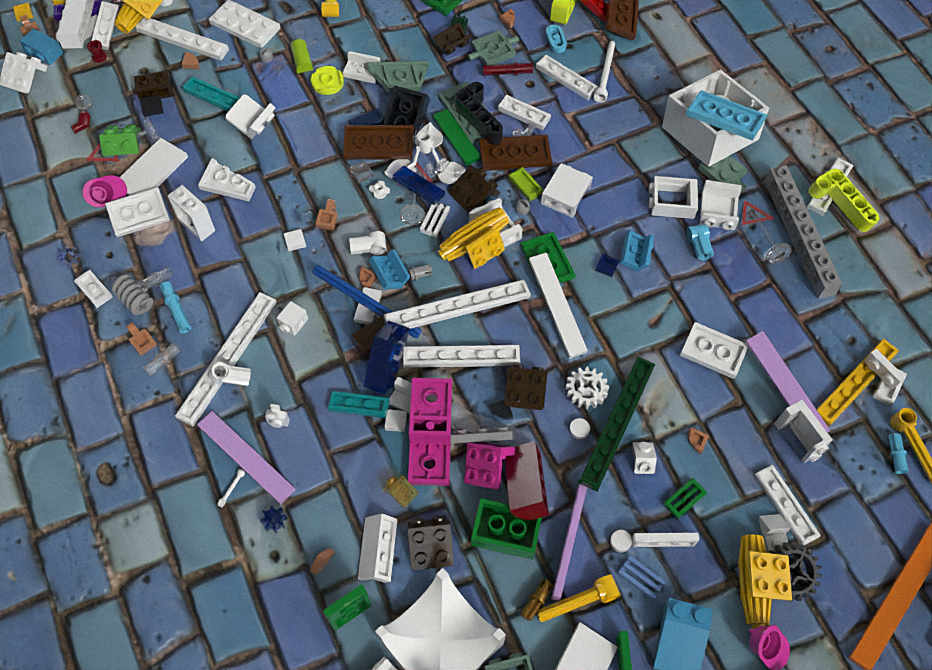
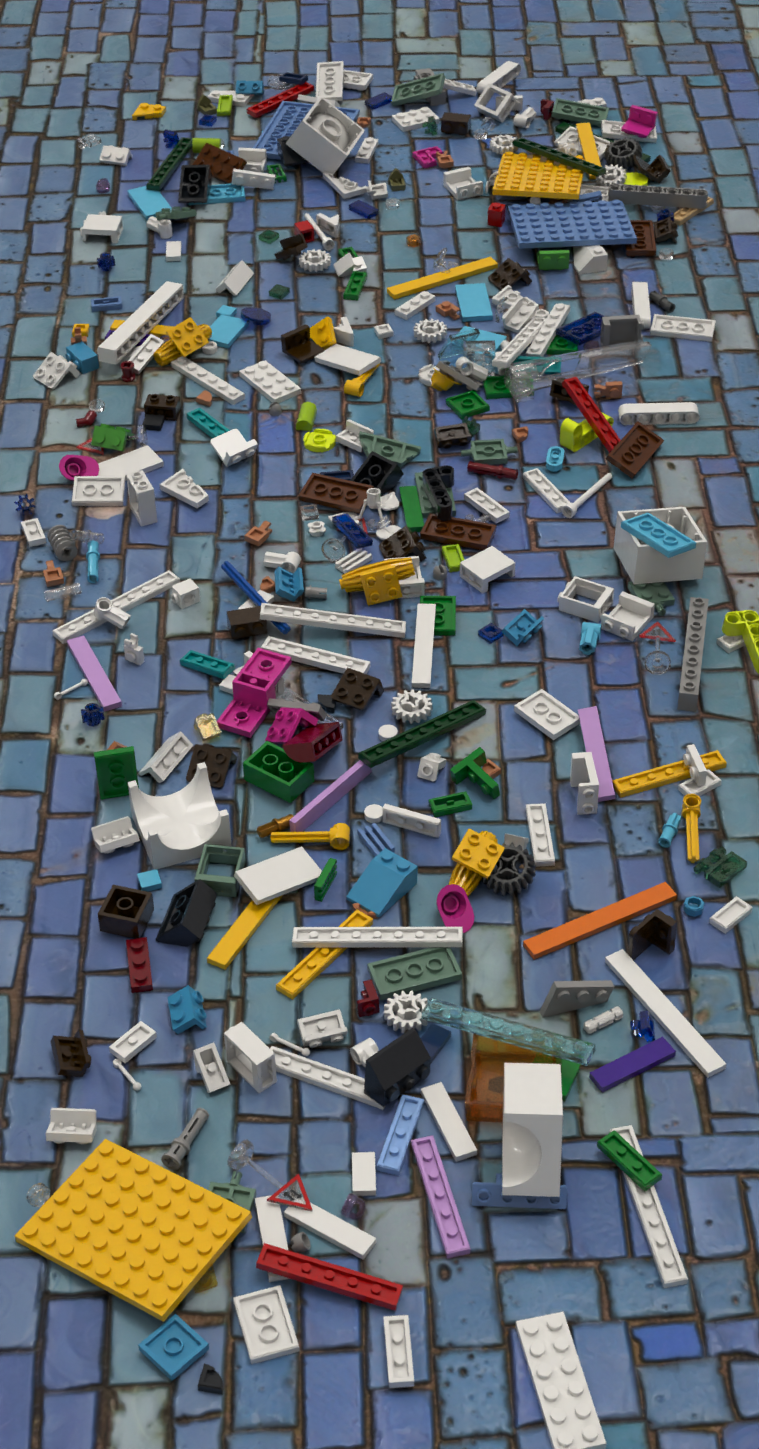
camera: 25 degrees right, 20 degrees down
(294, 240) = (220, 544): white tile -> none
(385, 357) = (245, 631): clear blue wedge -> none
(695, 455) = (470, 768): none -> green bracket

